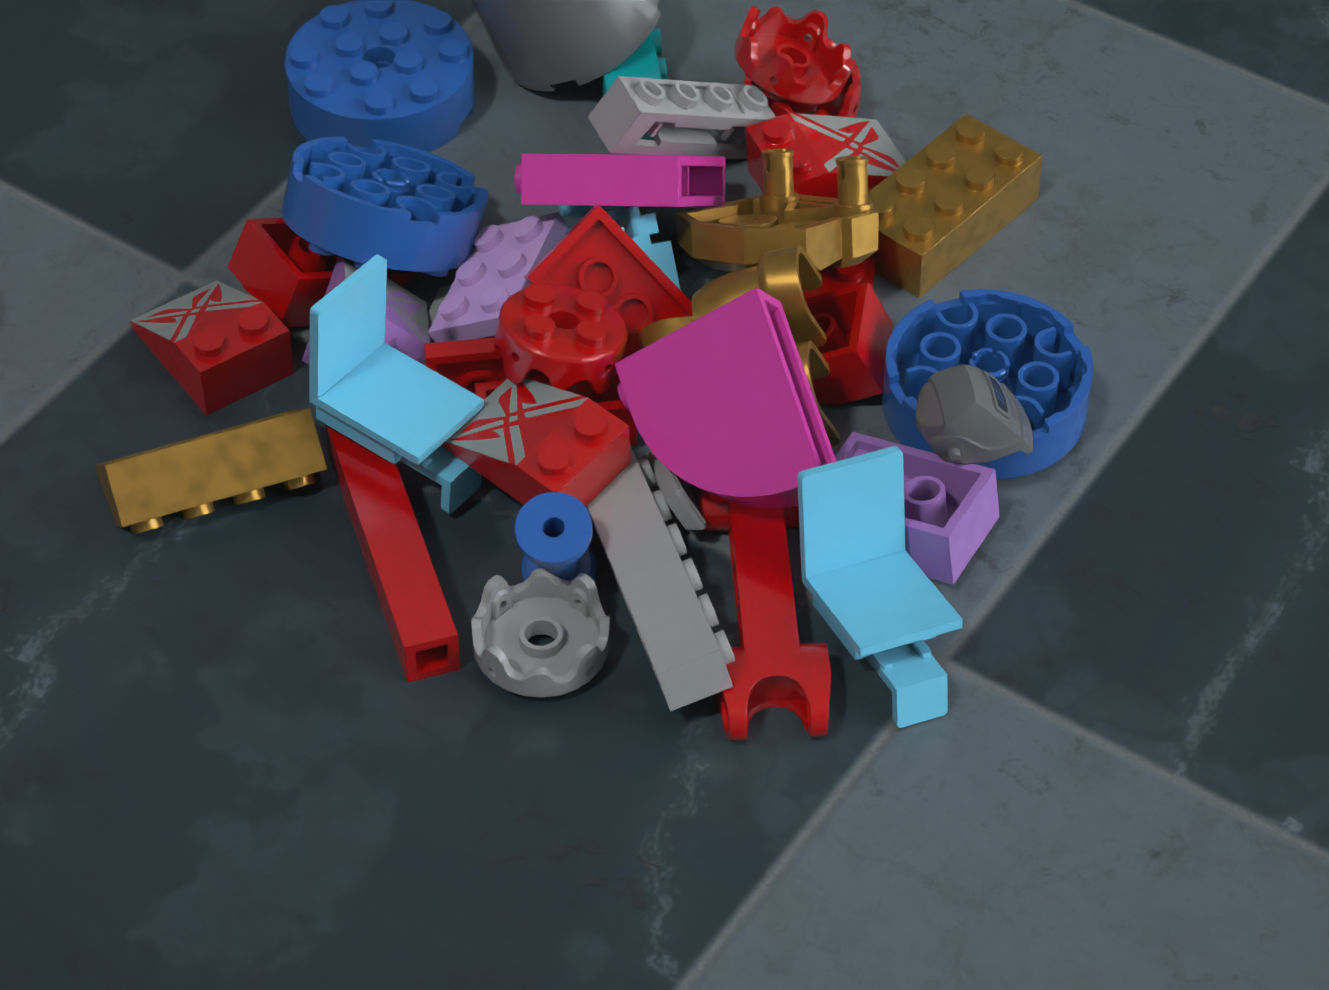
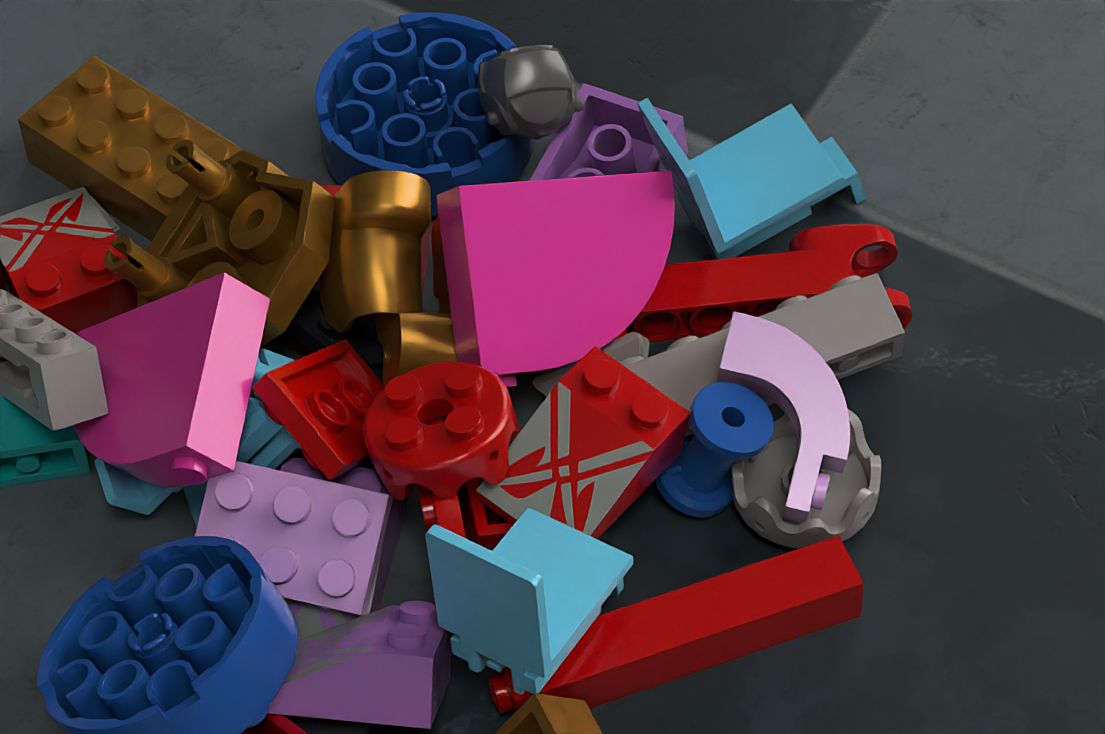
camera: 90 degrees left, 5 degrees up
(586, 596) = (804, 386): none -> lavender arch

